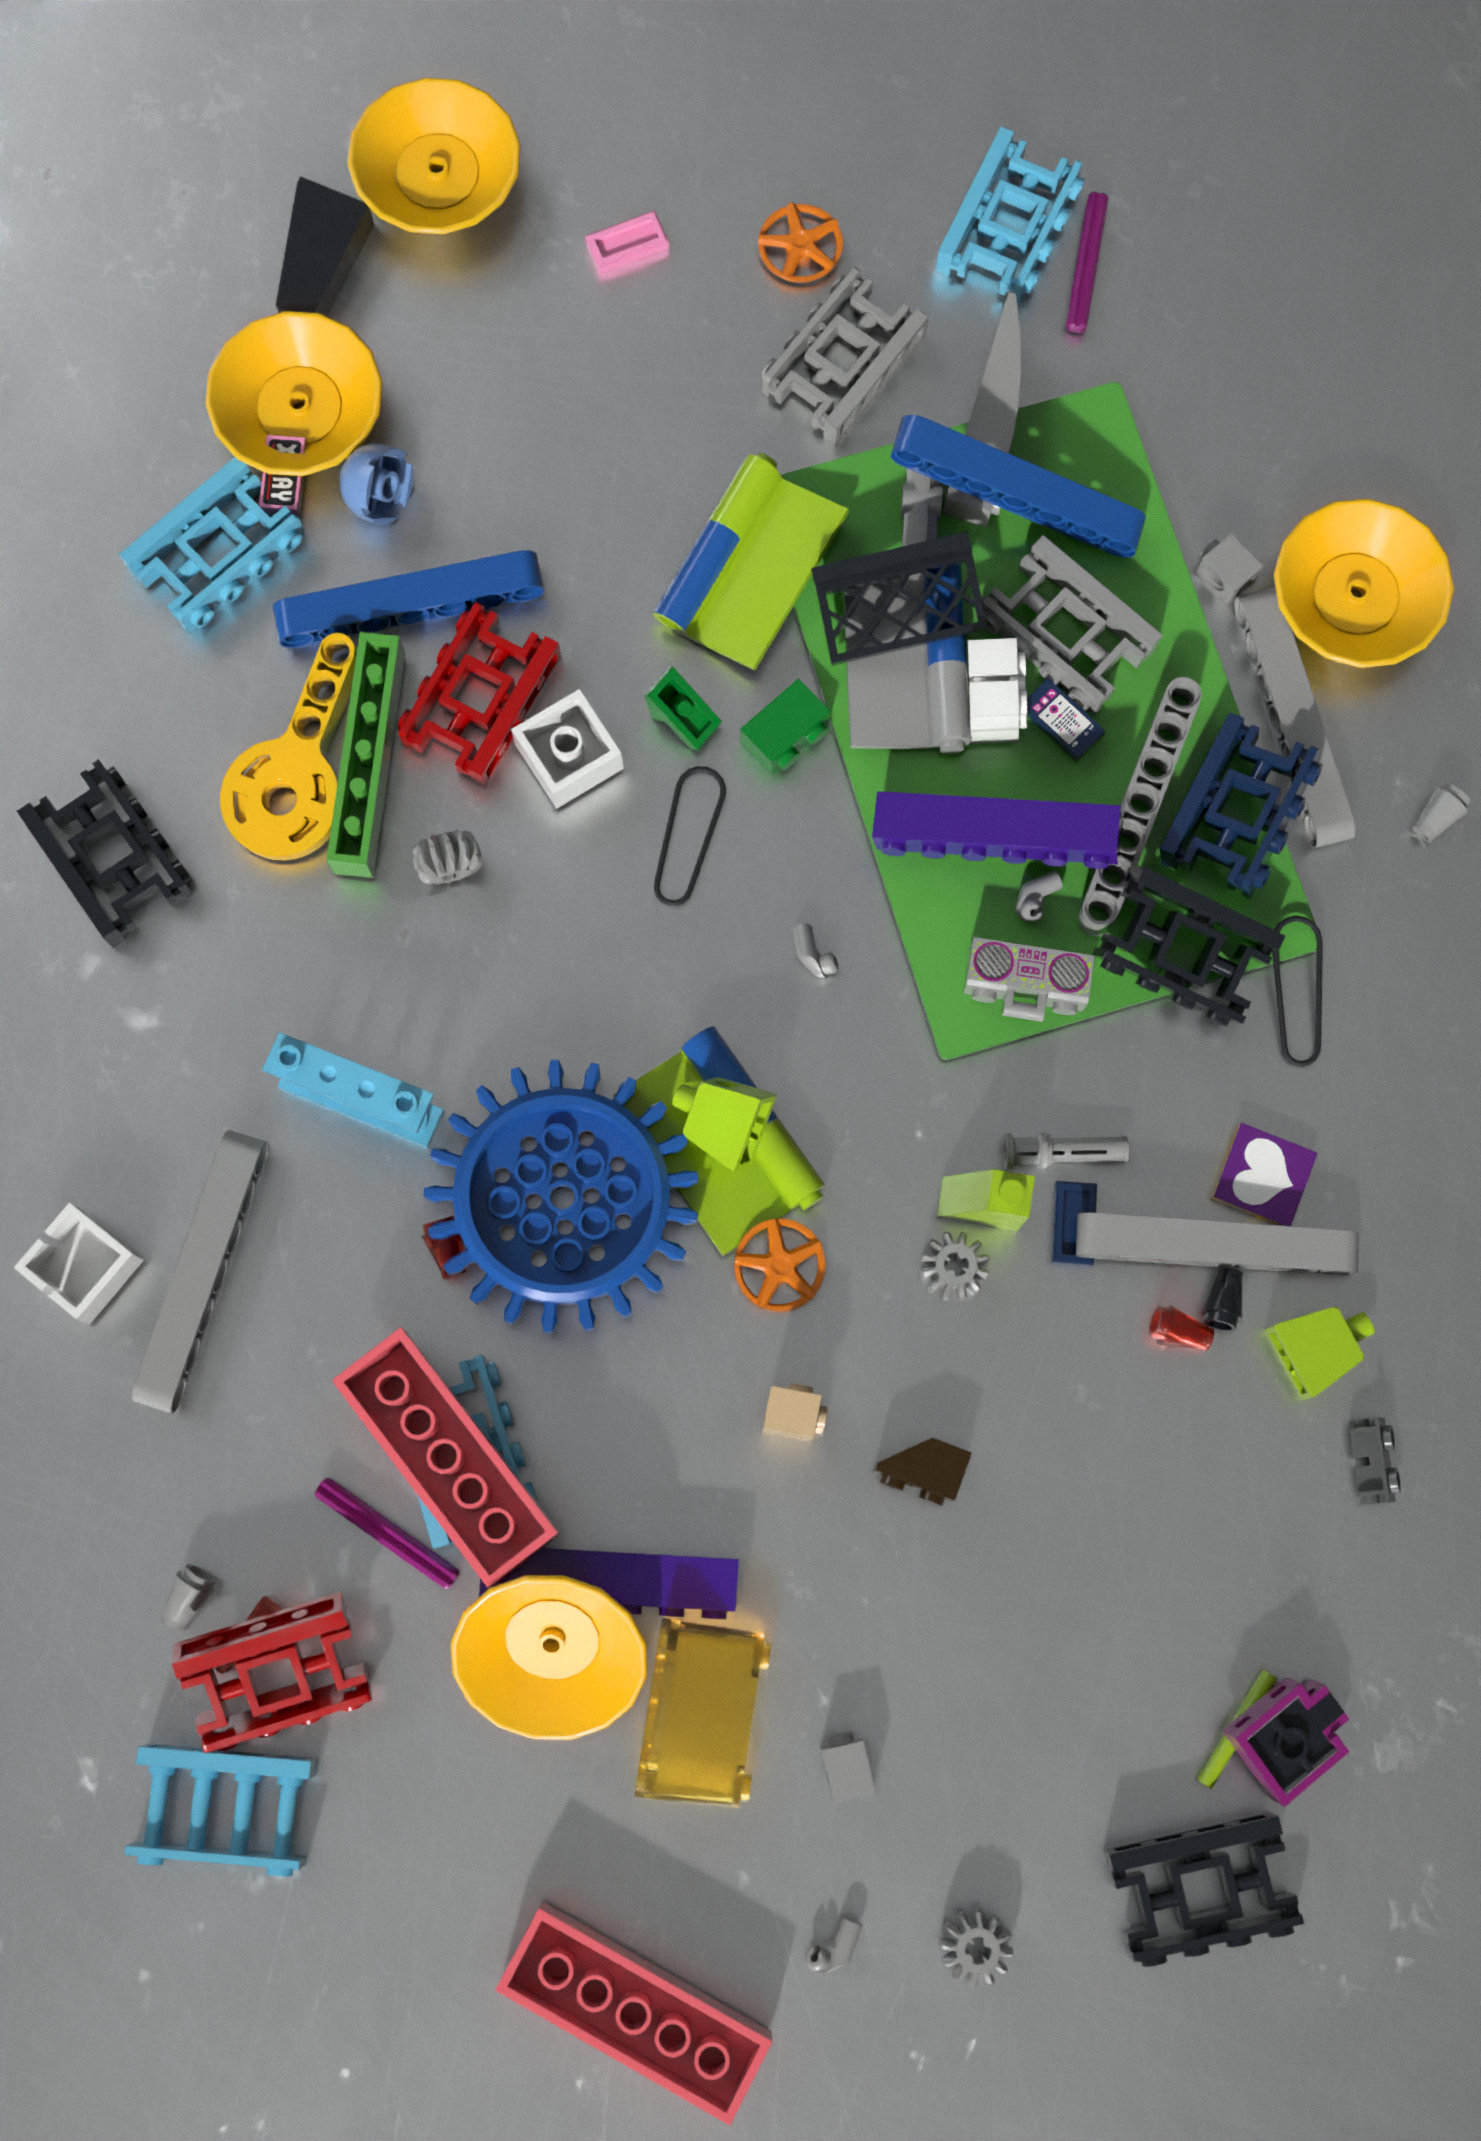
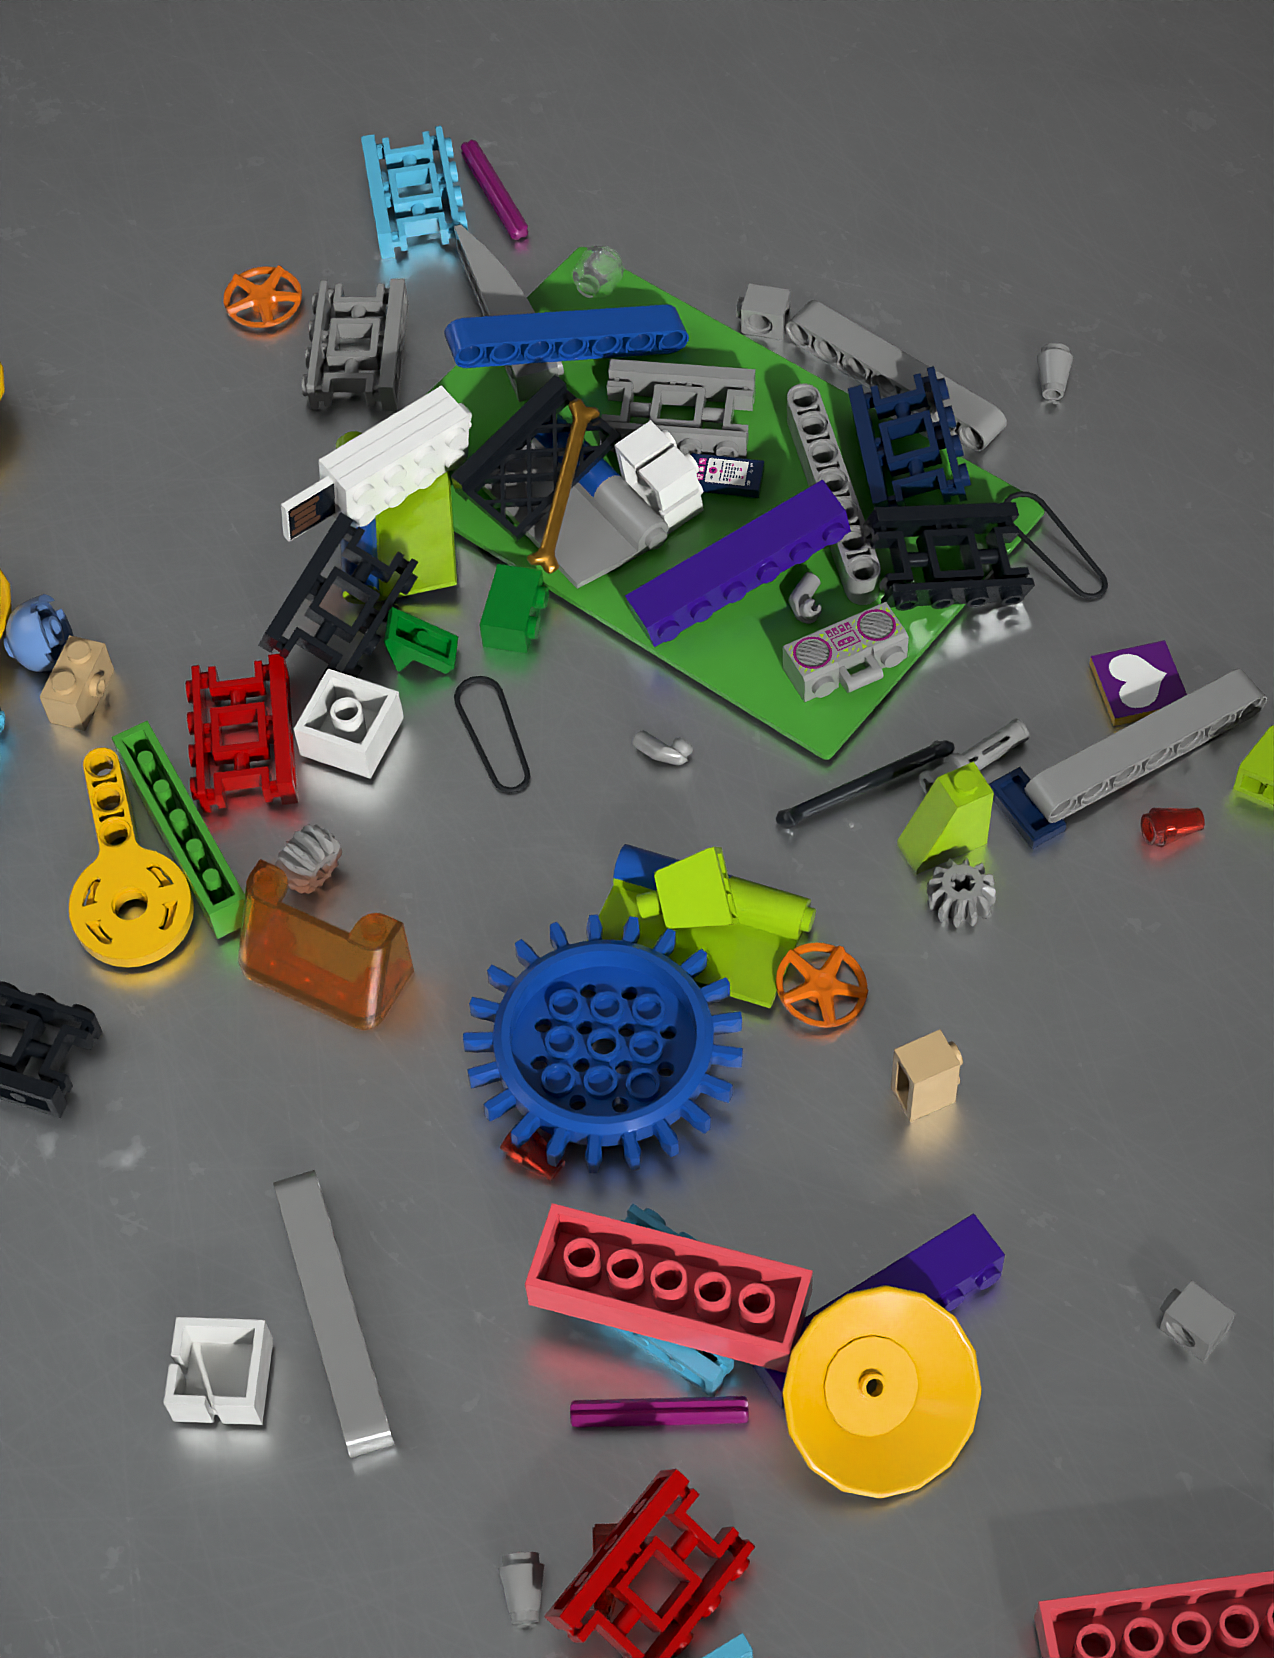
camera: 30 degrees left, 20 degrees down
(354, 1090) = (365, 1071): medium azure fence -> none
(377, 547) = (77, 683): none -> tan brick
(407, 998) = (316, 963): none -> clear orange windscreen
(408, 598) = (128, 702): blue beam -> none
(620, 599) = (315, 587): none -> black fence
(627, 242) = (122, 372): bright pink tile -> none
(700, 1714) = (1044, 1361): clear yellow windscreen -> none
(761, 521) = (384, 464): none -> white piece
(844, 698) = (546, 553): none -> pearl gold piece
(920, 508) = (494, 395): light grey piece -> none
(928, 1466) = (1066, 1050): dark brown slope -> none
(1037, 1118) = (935, 751): none -> black piece
(1107, 425) = (598, 272): none -> clear head
(1224, 1302) = (1187, 783): black cone -> none
(1382, 555) = (872, 257): yellow dish -> none

